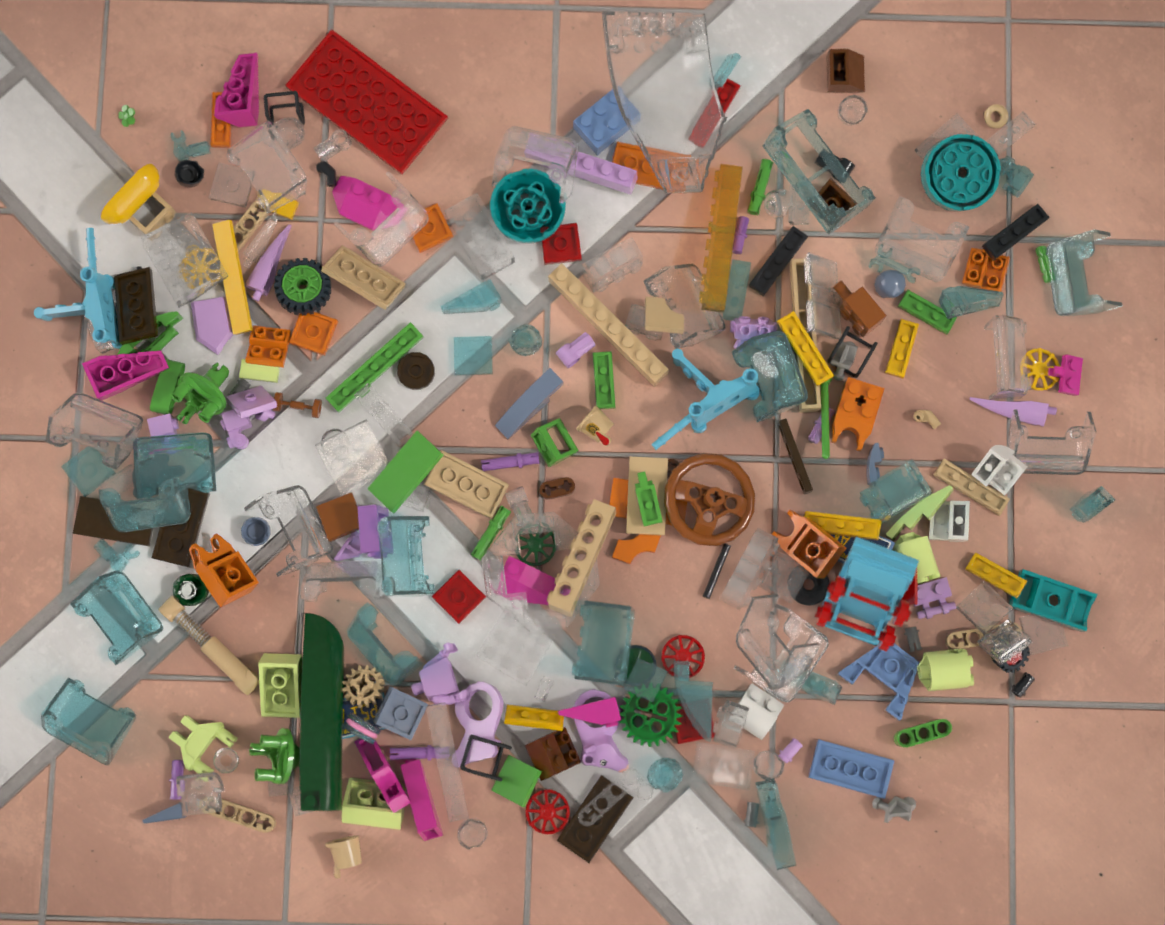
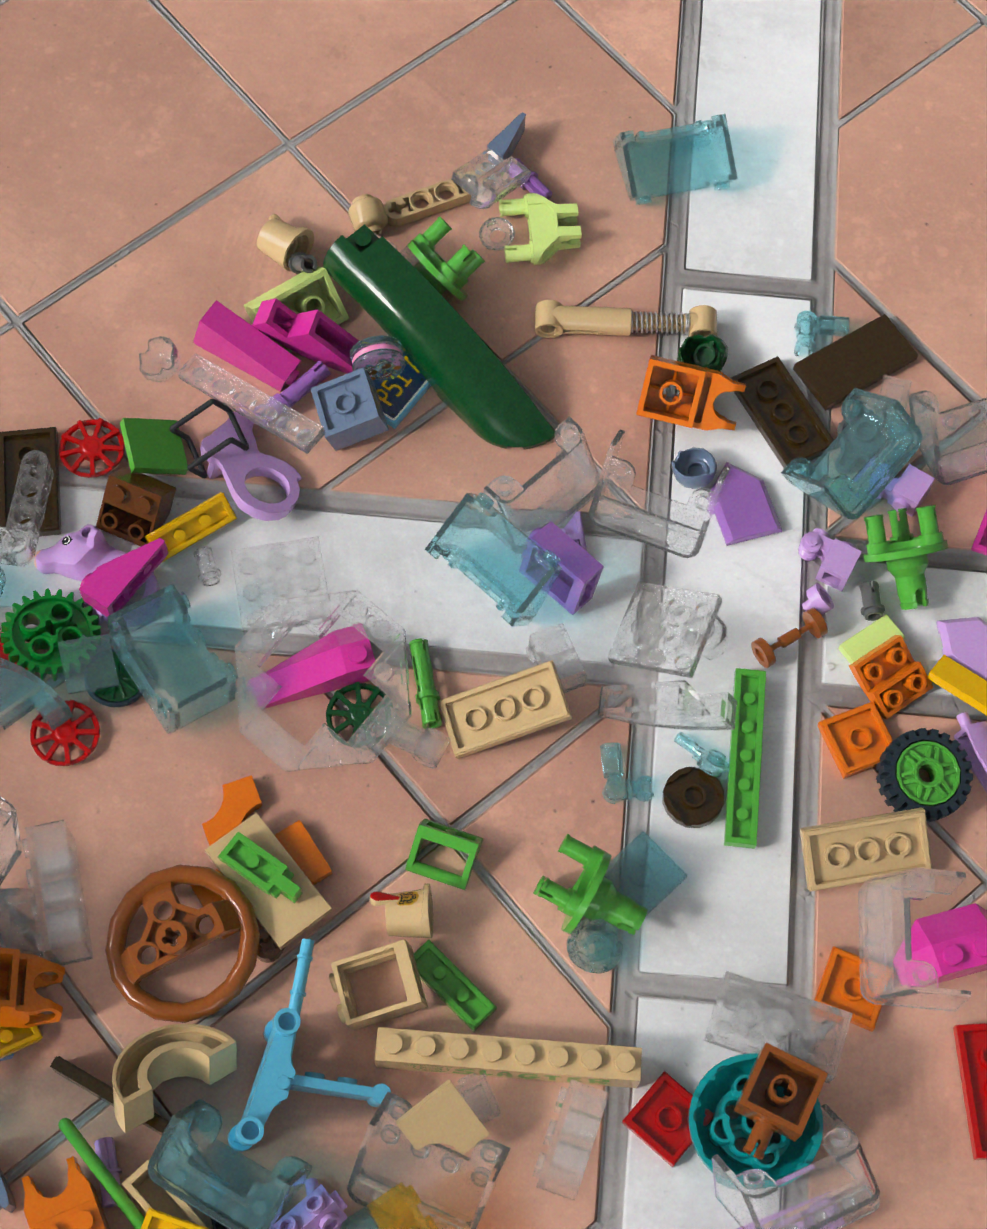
camera: 135 degrees right, 15 degrees down
(87, 470) = (943, 379): clear light blue tile -> none
(119, 614) = (750, 281): clear light blue windscreen -> none
(165, 385) = (958, 555): bright green beam -> none
(165, 510) = (817, 405): clear light blue windscreen -> none
(247, 488) = (745, 508): none -> medium lavender tile
(251, 401) = (842, 589): lavender plate -> none
(280, 685) = (517, 342): yellowish green slope -> none
(285, 831) = (368, 211): none -> tan head
(339, 516) = (622, 558): dark orange tile -> none
(349, 828) = (301, 262): none -> dark grey pin
(359, 680) = (421, 393): tan gear -> none
(392, 668) = (398, 451): clear light blue windscreen -> none
(393, 379) = (710, 761): none -> clear light blue plate
(405, 471) = (588, 660): bright green tile -> none
(439, 679) = (334, 477): lavender torso -> none
(447, 405) = (616, 787): none -> clear light blue bar
(458, 596) = (400, 586): red tile -> none
(479, 299) = (701, 947): clear light blue slope -> none
(509, 360) = (592, 893): none -> bright green piece
(510, 461) = (469, 793): medium lavender pin -> none
(515, 192) = (768, 1111): none -> dark orange brick
(529, 403) = (516, 868): sand blue slope -> none
(555, 484) = (386, 797): reddish brown beam -> none
(567, 604) = (298, 809): tan brick -> none
(571, 353) = (522, 983): lavender piece -> none
(621, 394) = (410, 976): none -> tan window
(716, 571) = (103, 866): black bar -> none
(758, 452) = (167, 1054): none -> tan brick

